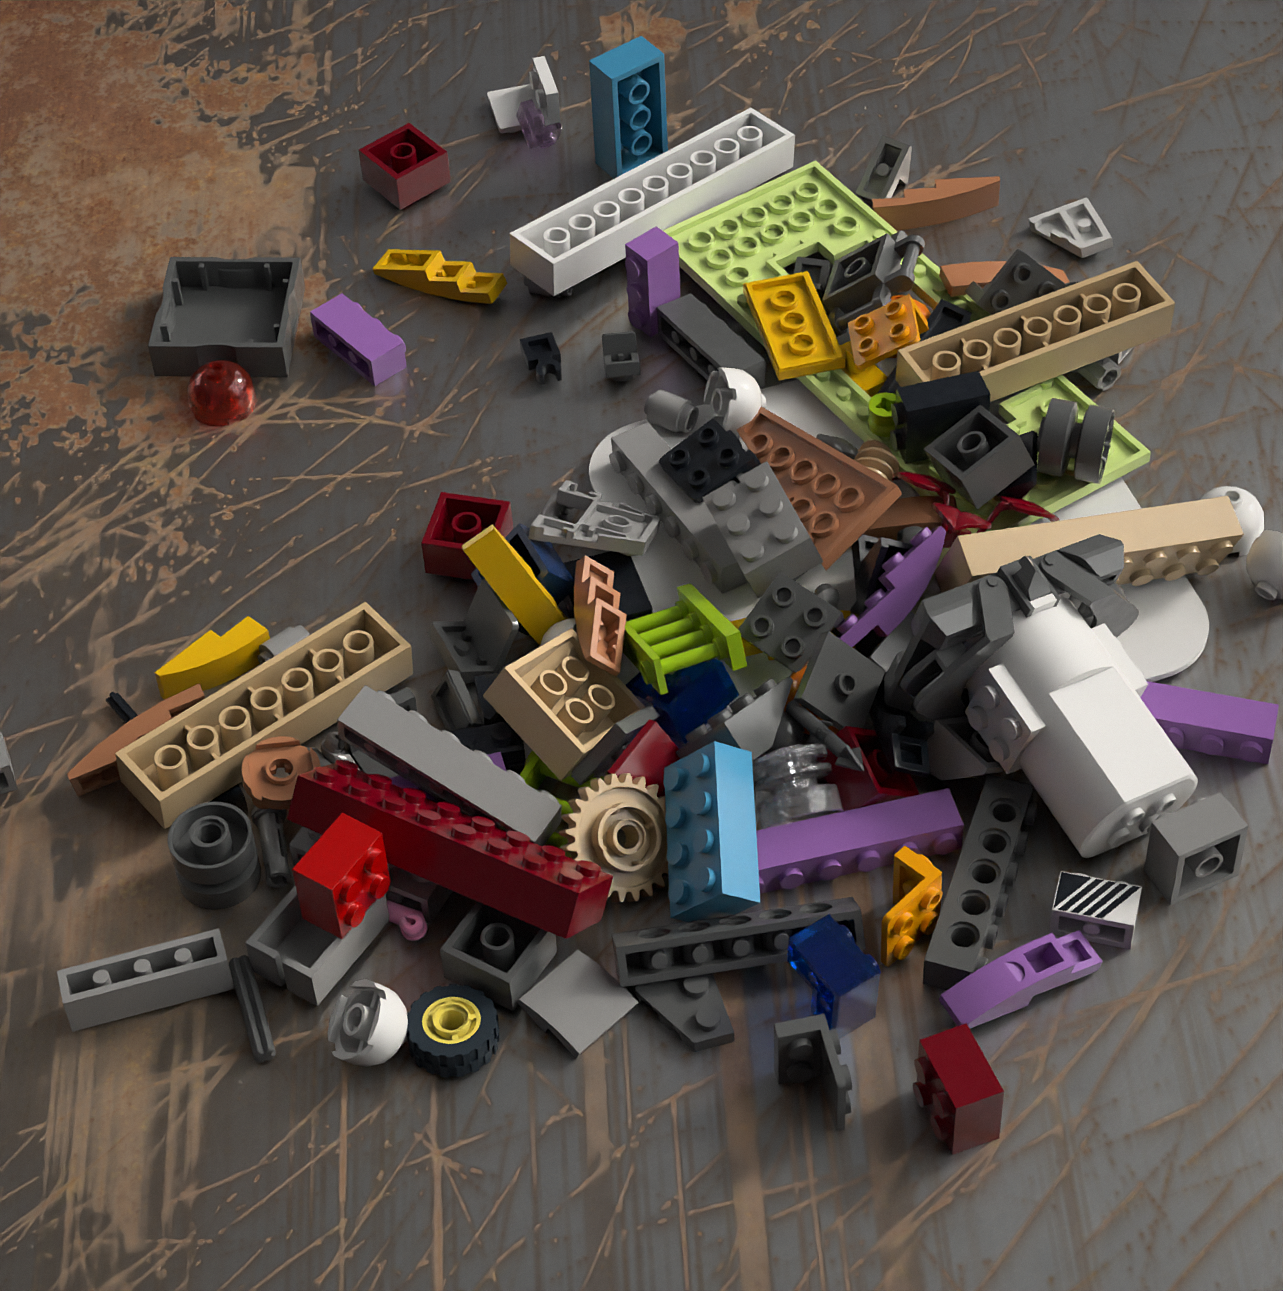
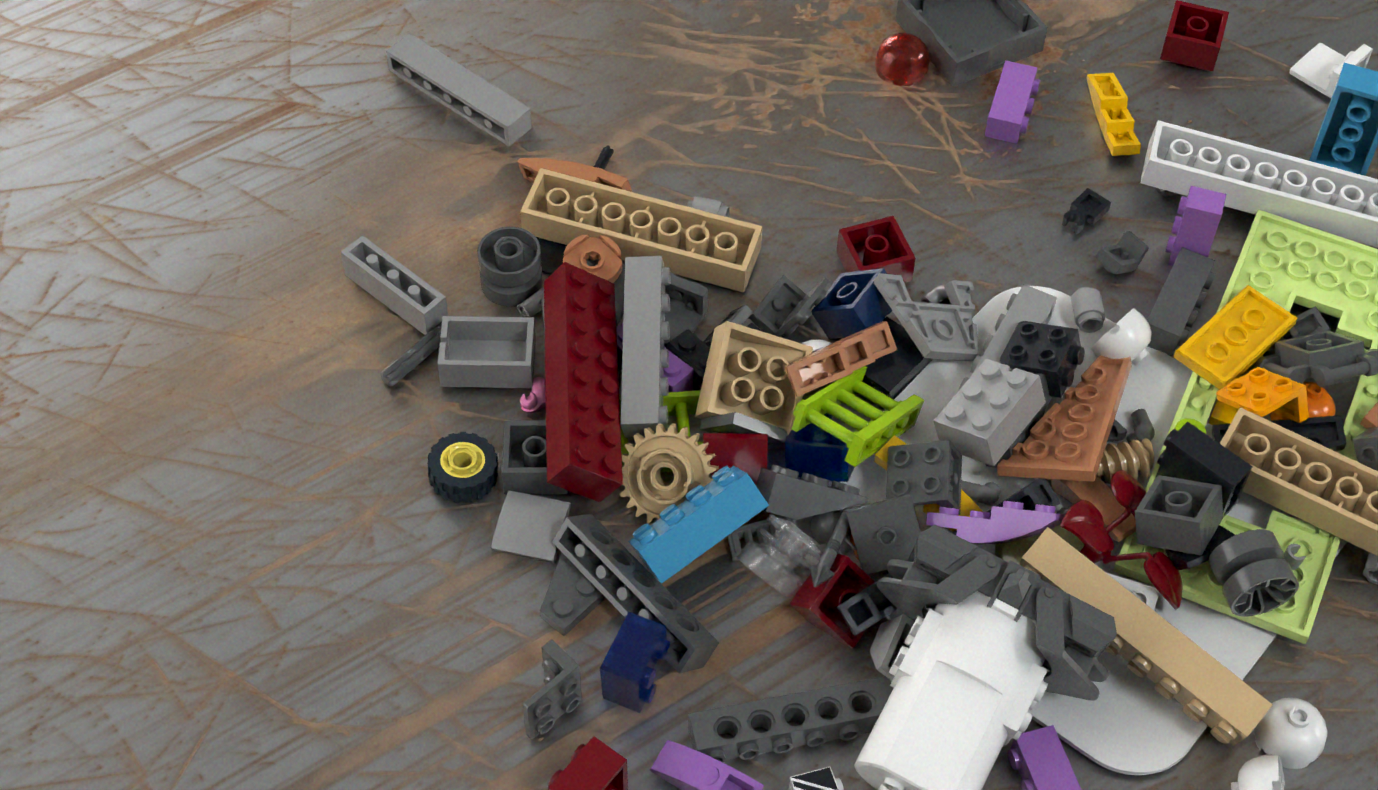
camera: 55 degrees right, 5 degrees up
(213, 659) = (670, 179): yellow slope -> none
(342, 876) = (507, 330): red brick -> none
(368, 1024) = (431, 418): white cylinder -> none
(513, 582) = (826, 292): yellow slope -> none
(534, 128) = (1308, 81): clear purple bracket -> none
(857, 840) = (771, 618): medium lavender brick -> none
(916, 908) = (725, 687): light orange bracket -> none

